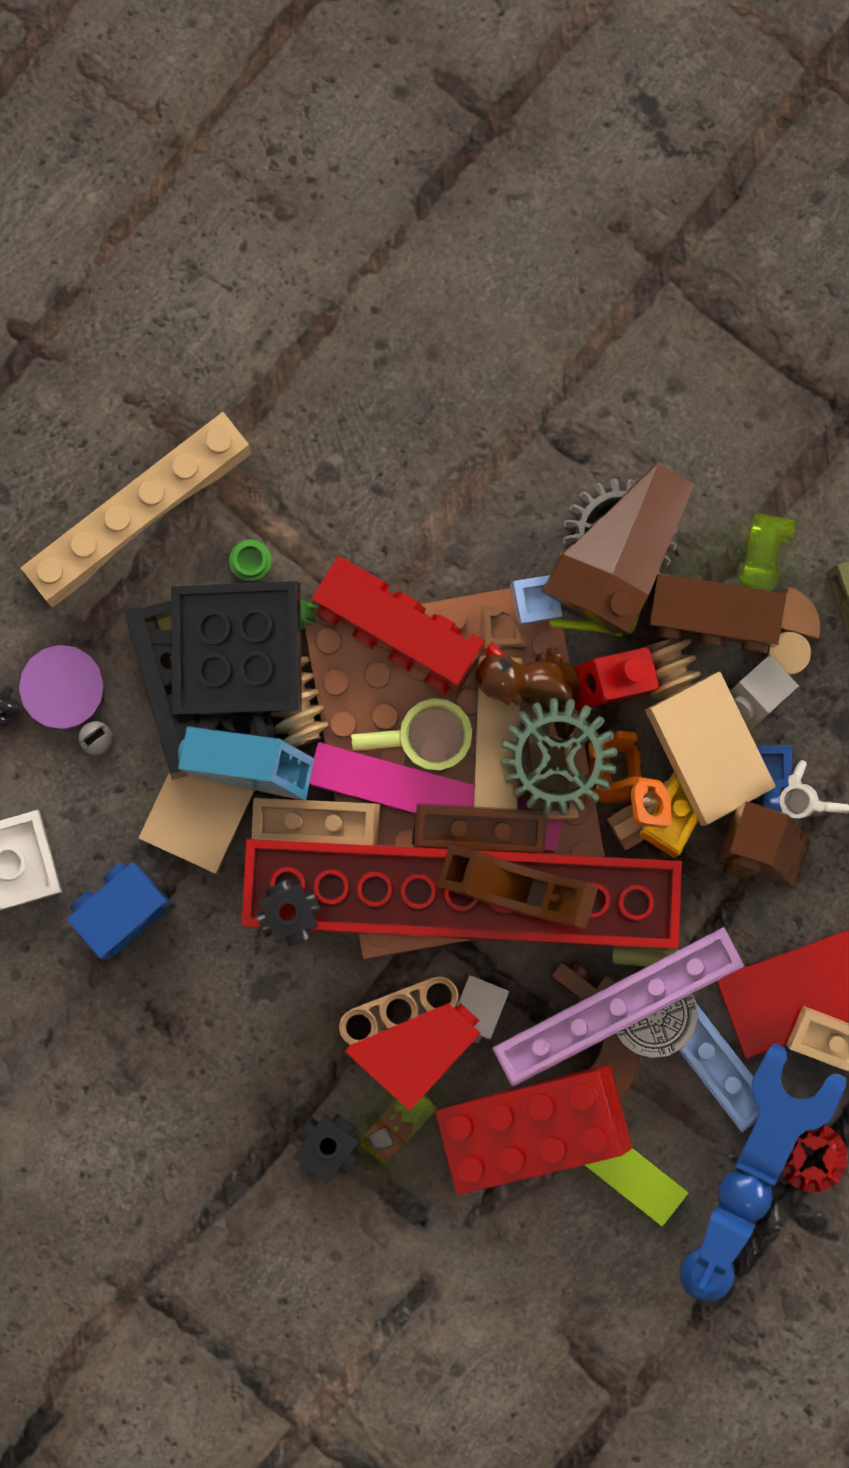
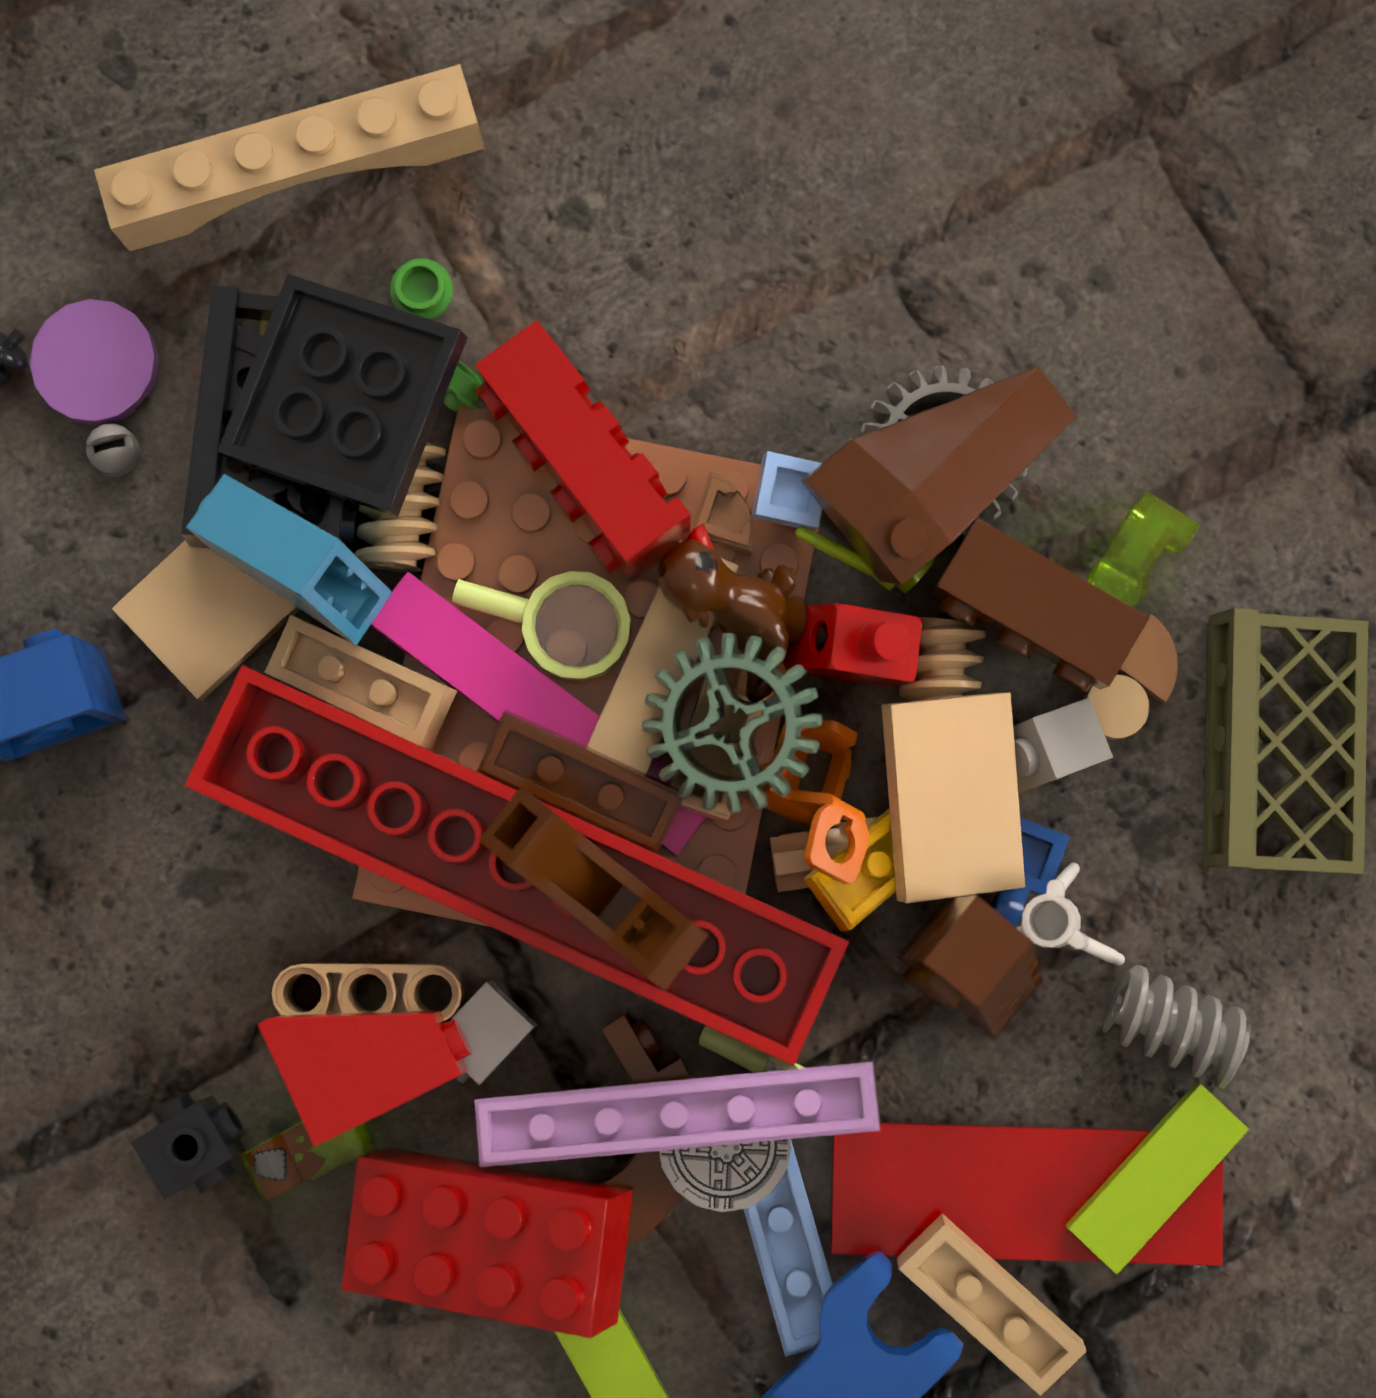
camera: 20 degrees right, 0 degrees up
(306, 910) = (275, 797): black brick -> none

